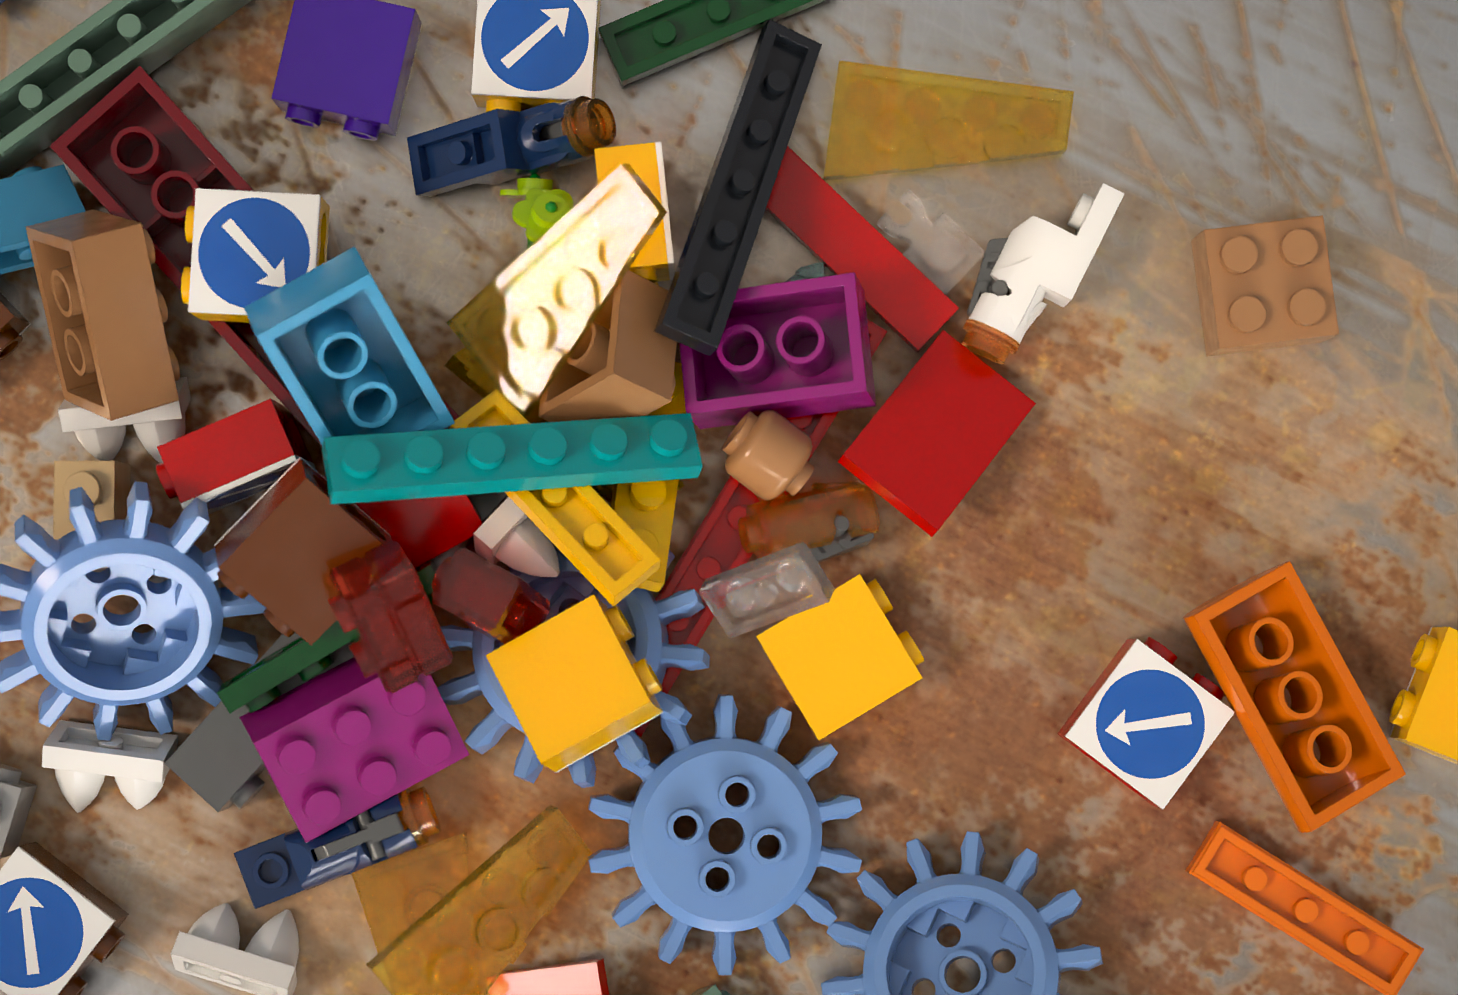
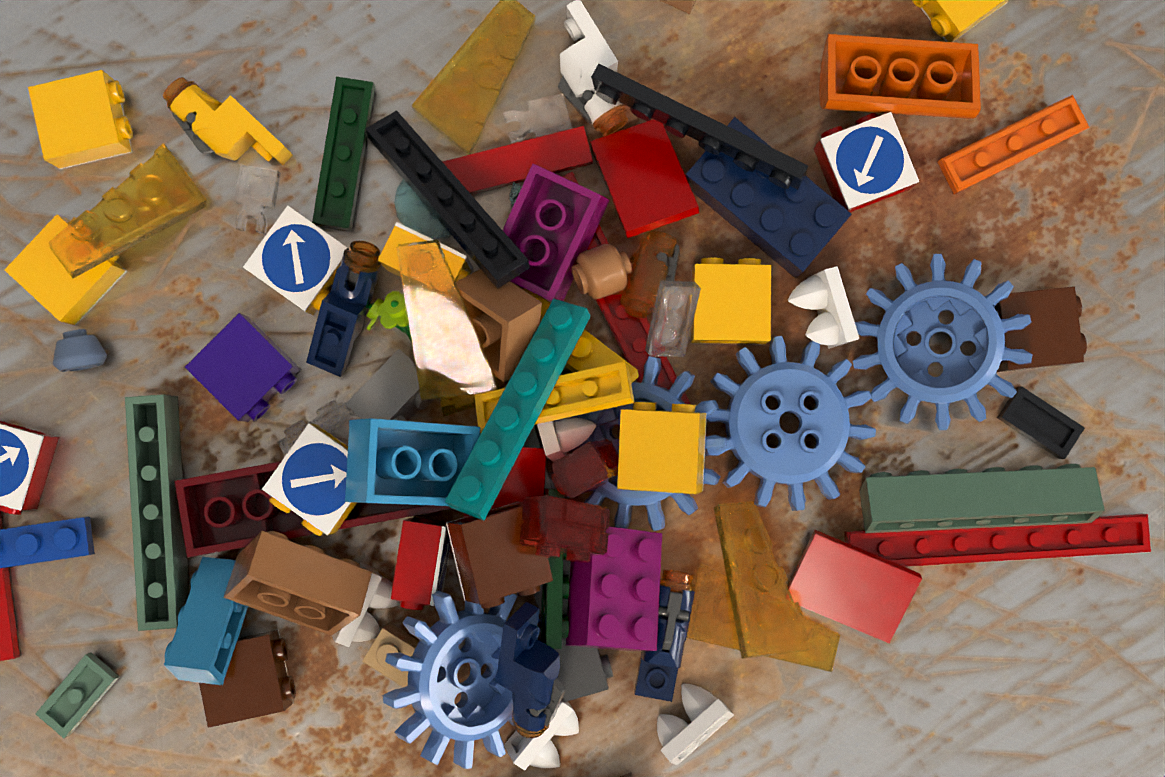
camera: 55 degrees left, 0 degrees up
(172, 690) = (530, 672): none -> dark blue plate
(353, 215) = (329, 418): none -> clear plate
(430, 276) = (390, 392): none -> light grey brick
(694, 158) = (416, 215): none -> clear light blue tile
(932, 776) = (827, 295): none -> white tile
(1013, 615) = (782, 222): none -> dark blue brick
(1042, 489) = (711, 134): none -> black plate

